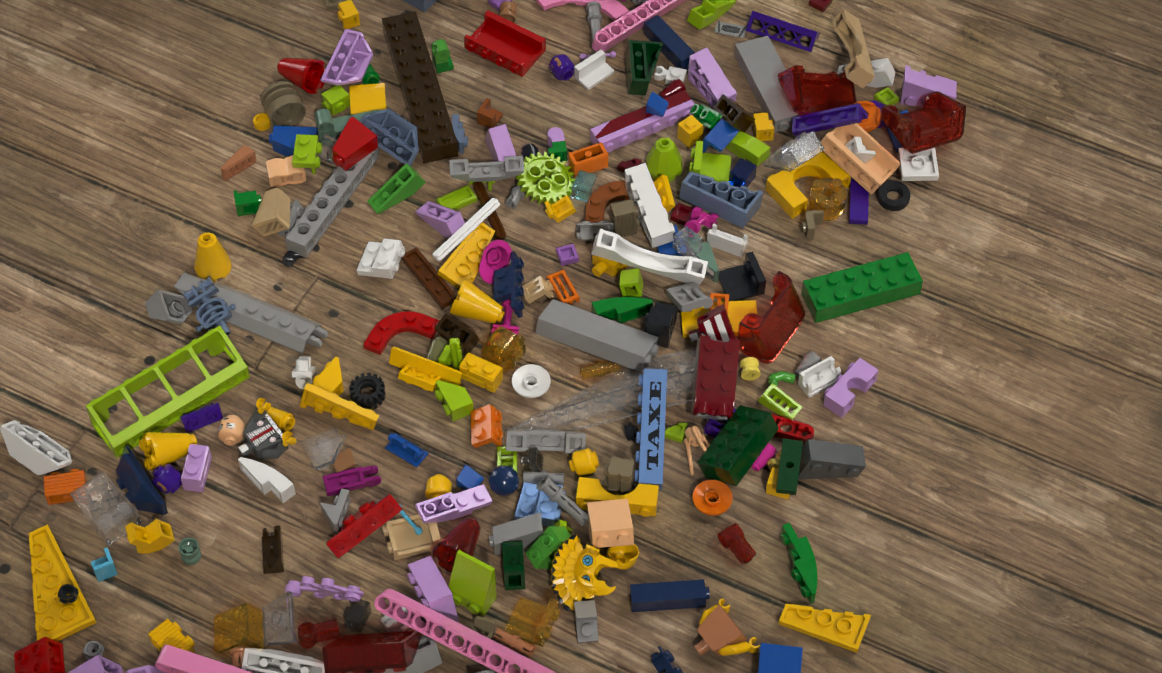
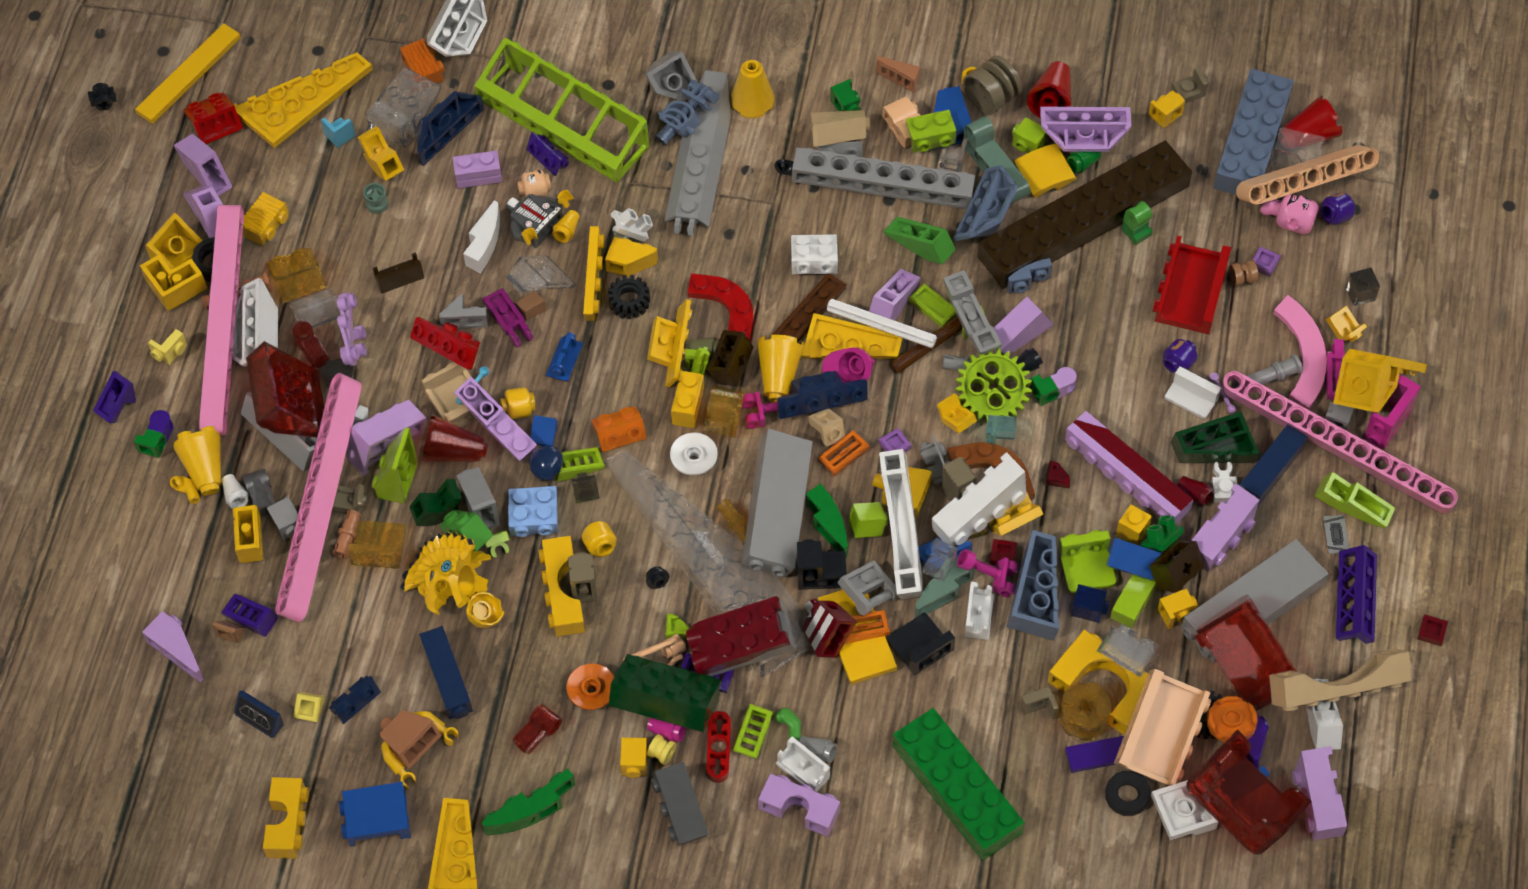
camera: 75 degrees right, 5 degrees up
(68, 589) = (291, 103): black plate -> none
(90, 646) = (240, 151): light grey plate -> none
(164, 447) = (490, 132): yellow cone -> none
(167, 478) = (454, 145): dark purple head -> none
(353, 144) = (953, 168): red slope -> none
(455, 400) = (642, 385): lime slope -> none
(488, 116) = (1074, 300): dark orange panel -> none
(536, 477) = (567, 504): light grey pin -> none
(545, 440) = (615, 486): light grey slope -> none
(557, 495) = (533, 516): light grey pin -> none
(586, 621) = (391, 596): light grey slope -> none
(588, 159) = (1038, 422): orange brick -> none
(610, 523) = (504, 580): light nougat slope -> none
(652, 427) = (656, 592): medium blue brick -> none
(656, 105) = (1149, 471): blue slope -> none
(664, 159) = (1073, 509): lime cone -> none
(750, 368) = (789, 683): light yellow wheel -> none
(768, 335) = (862, 694): clear red windscreen -> none
(789, 466) = (660, 751): dark green tile -> none
(828, 119) = (1199, 675): dark purple fence -> none
(856, 147) = (1164, 724): white panel -> none
(886, 97) = (1292, 747): lime tile -> none

